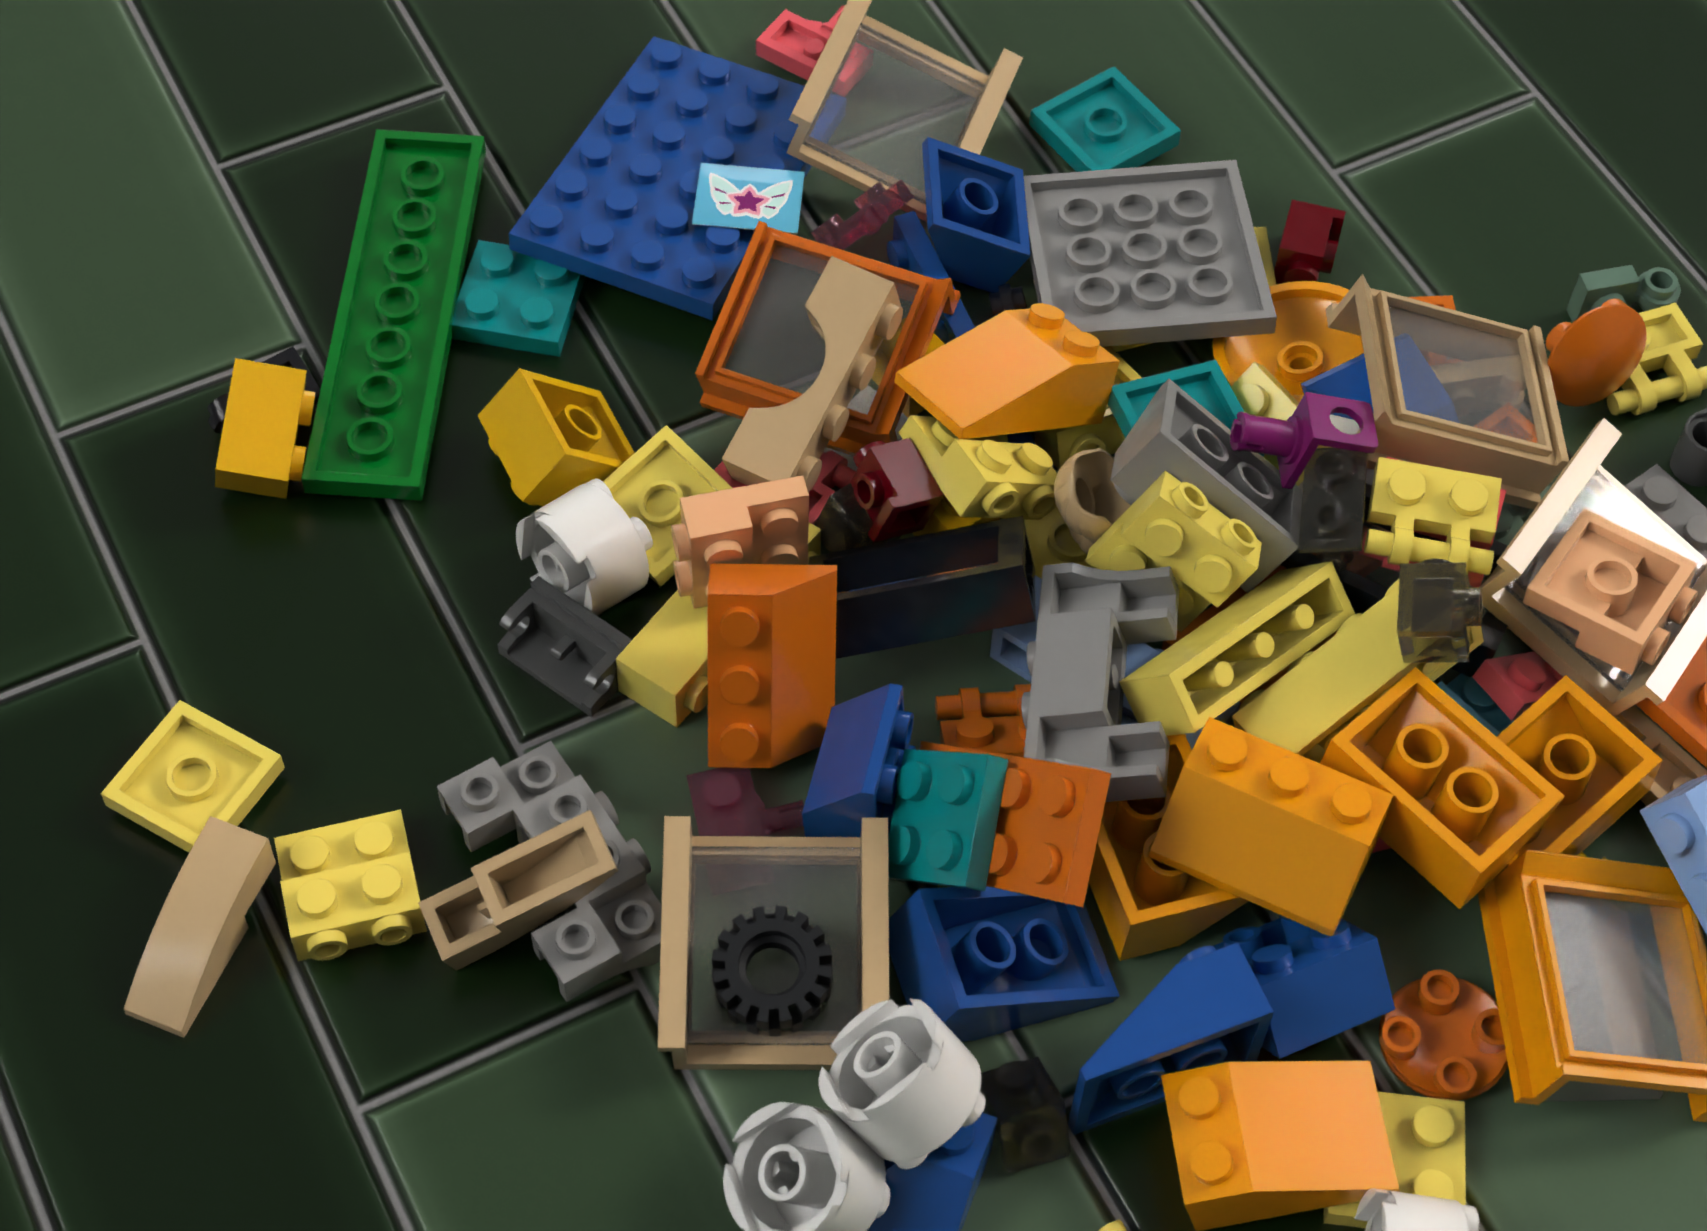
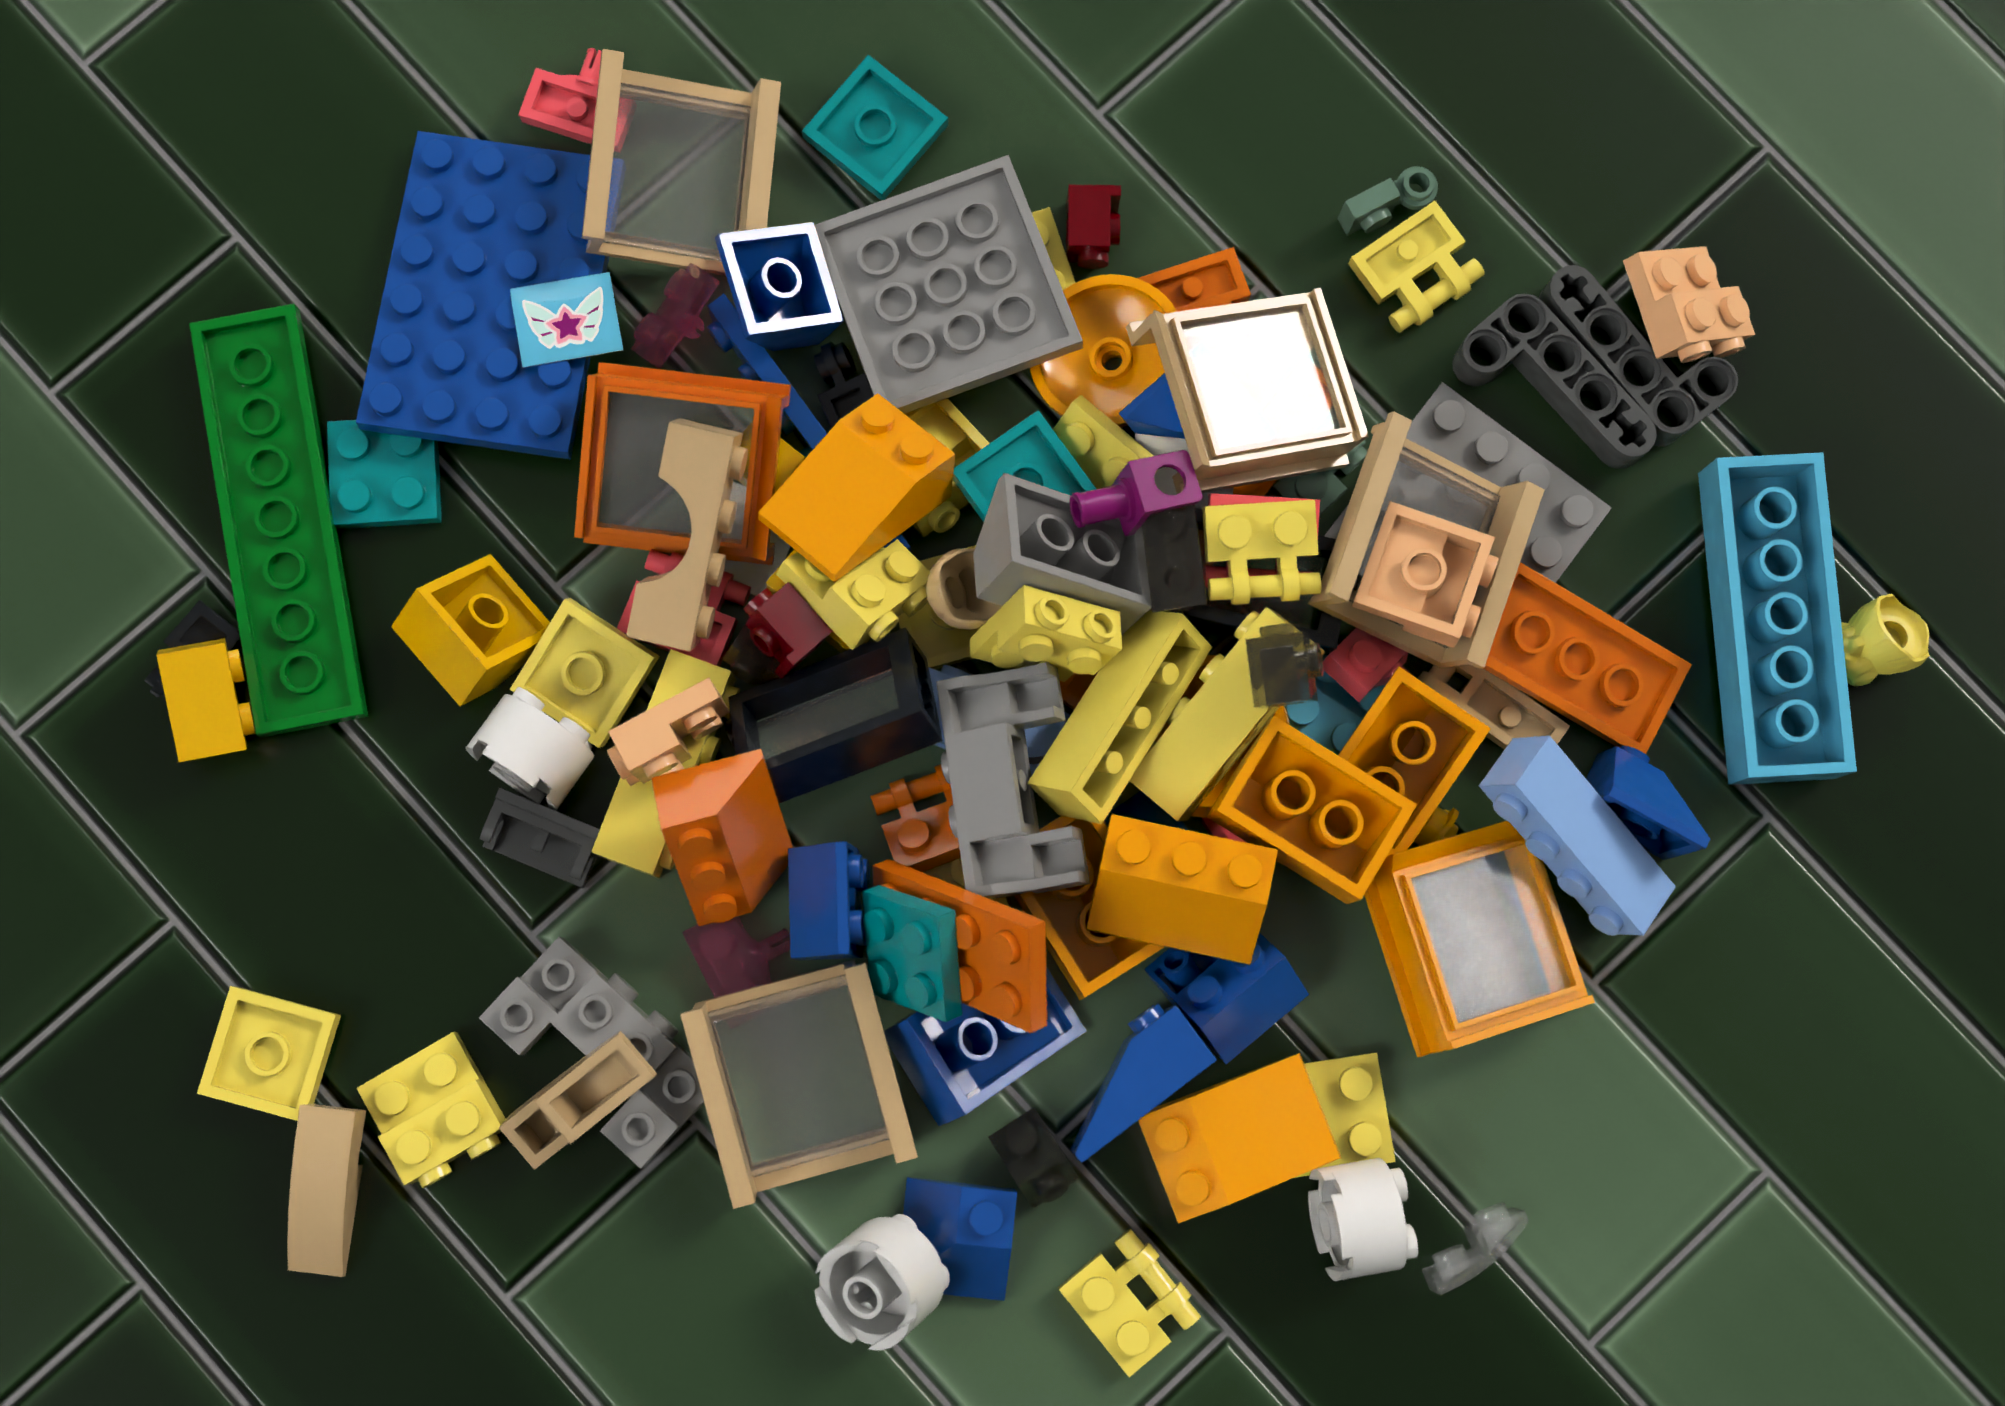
camera: 20 degrees left, 25 degrees up
(765, 932) = (799, 1144): black tyre -> none
(902, 1081) = (936, 1200): white brick -> none
(1444, 1037) = (1350, 999): orange dish -> none
(1595, 353) = (1373, 300): orange dish -> none

